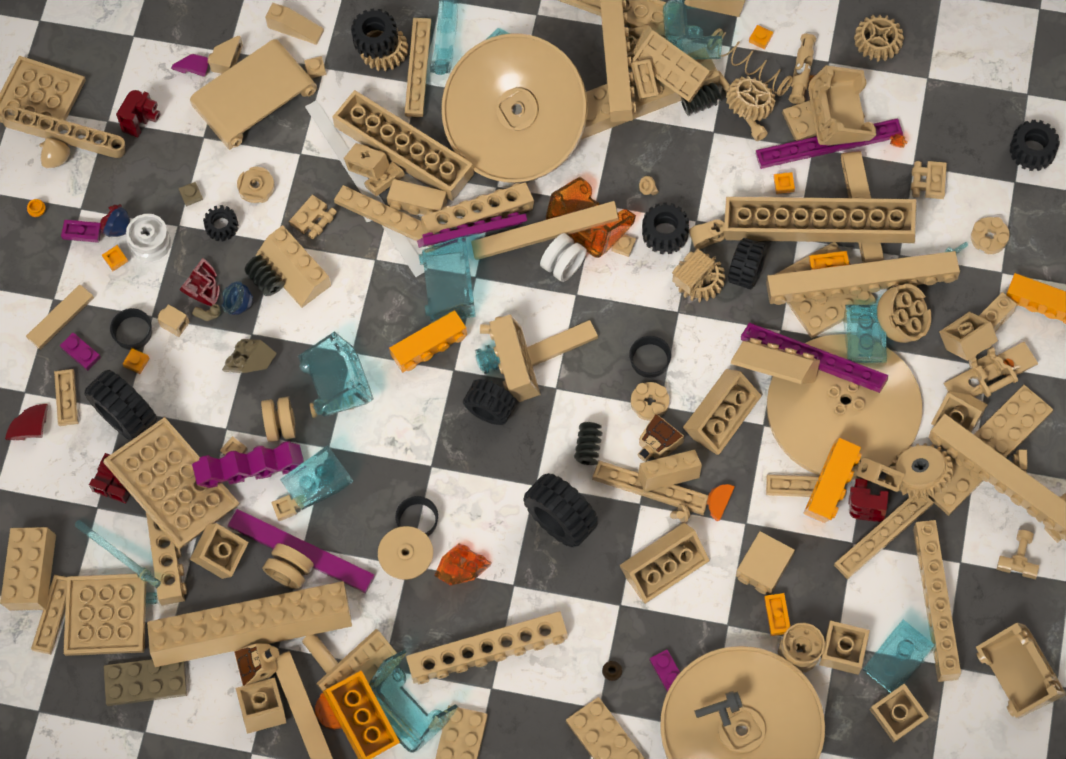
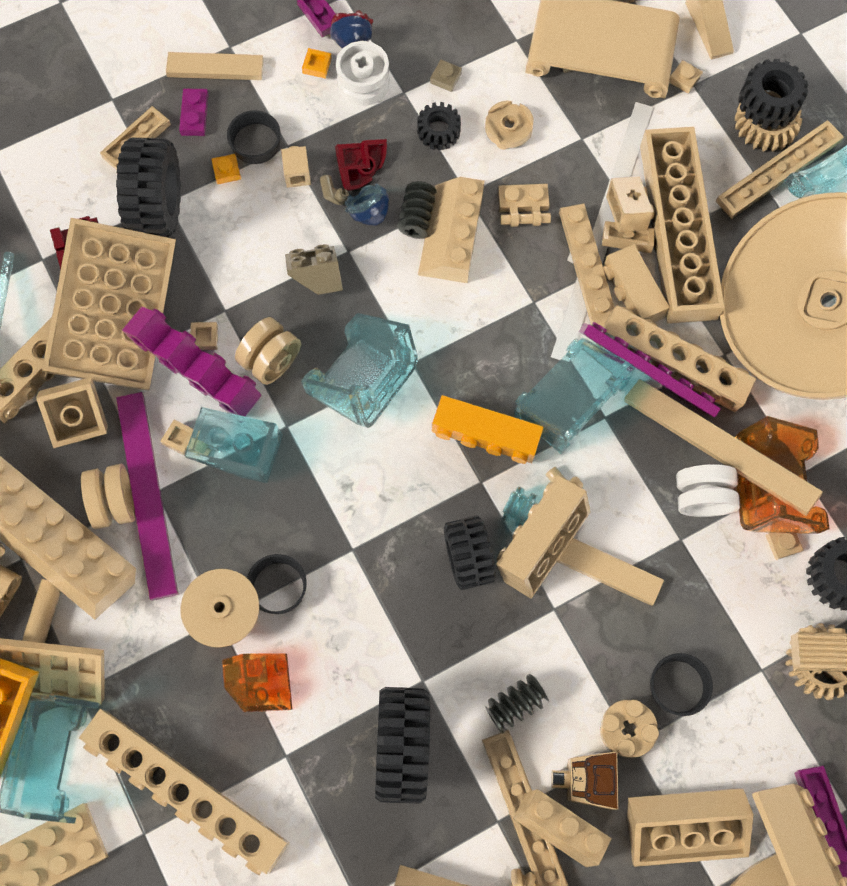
camera: 45 degrees right, 5 degrees up
(28, 423) = (80, 127): dark red brick -> none

